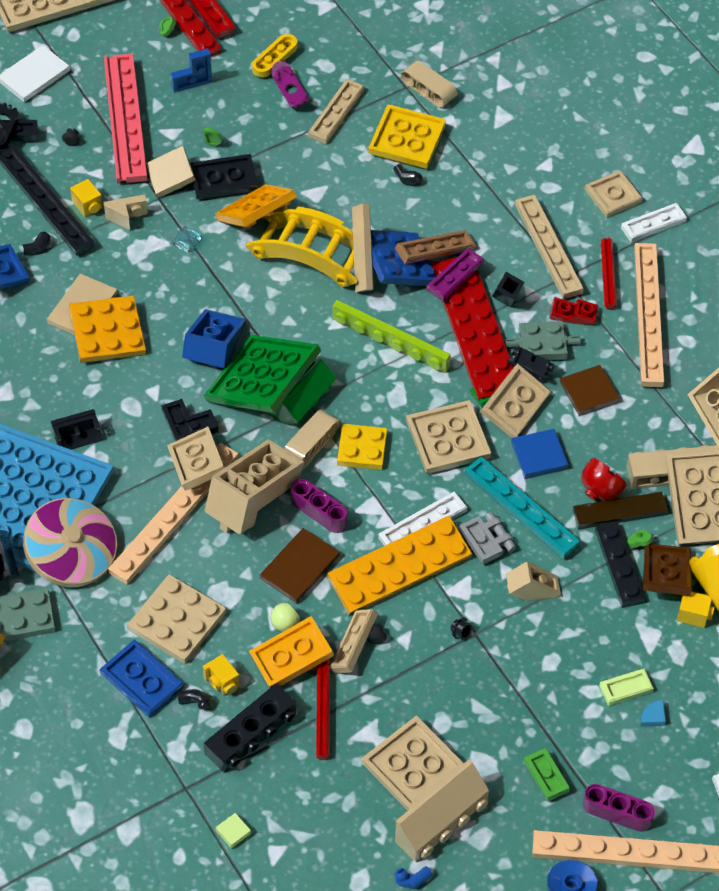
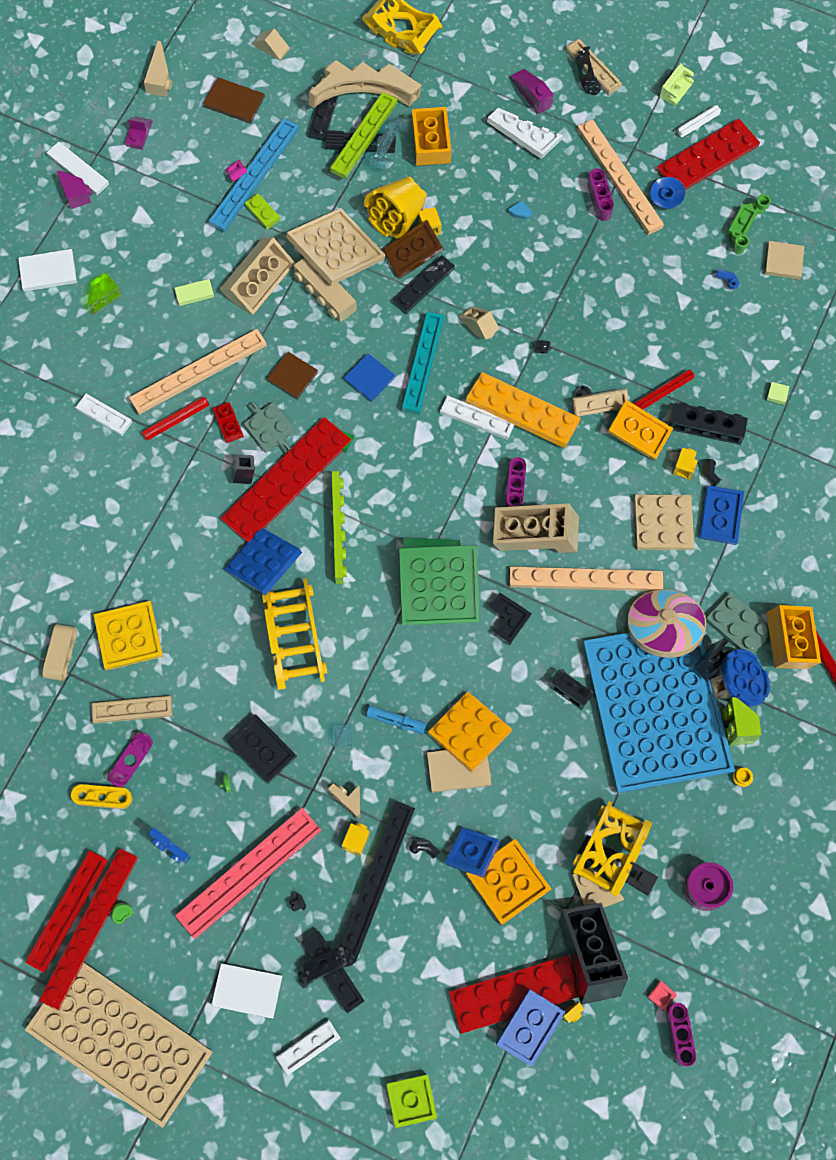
camera: 125 degrees left, 15 degrees up
(158, 287) = (404, 722): none -> dark azure pin
(170, 171) = (285, 792): tan tile -> none
(196, 458) = (540, 584): tan plate -> none
(213, 338) = (423, 649): blue slope -> none
(256, 205) = (284, 694): light orange plate -> none
(284, 617) = (616, 452): yellowish green piece -> none
(299, 565) = (567, 472): reddish brown tile -> none
(313, 436) = (463, 525): tan beam -> none
(362, 248) = (277, 584): tan tile -> none
(362, 446) = (444, 492): yellow plate -> none
(407, 177) = (171, 611): black arm -> none
(411, 762) = (657, 319): tan plate -> none
(435, 246) = (235, 541): medium nougat tile -> none
(441, 812) = (680, 282): tan slope -> none
(448, 436) = (398, 439): tan plate -> none
(455, 274) = (252, 513): magenta tile -> none
(482, 541) = (467, 371): light grey plate -> none
(515, 401) = (339, 412): tan tile -> none
(538, 368) = (300, 424): black hinge -> none
(546, 774) = (607, 244): bright green plate -> none
(549, 247) = (177, 470): tan plate -> none
(601, 482) = (371, 321): red cylinder -> none
(613, 194) = (92, 457): tan tile -> none
(620, 510) = (381, 305): dark brown tile -> none
(626, 687) = (512, 235): yellowish green tile -> none
(640, 538) = (396, 281): bright green piece -> none

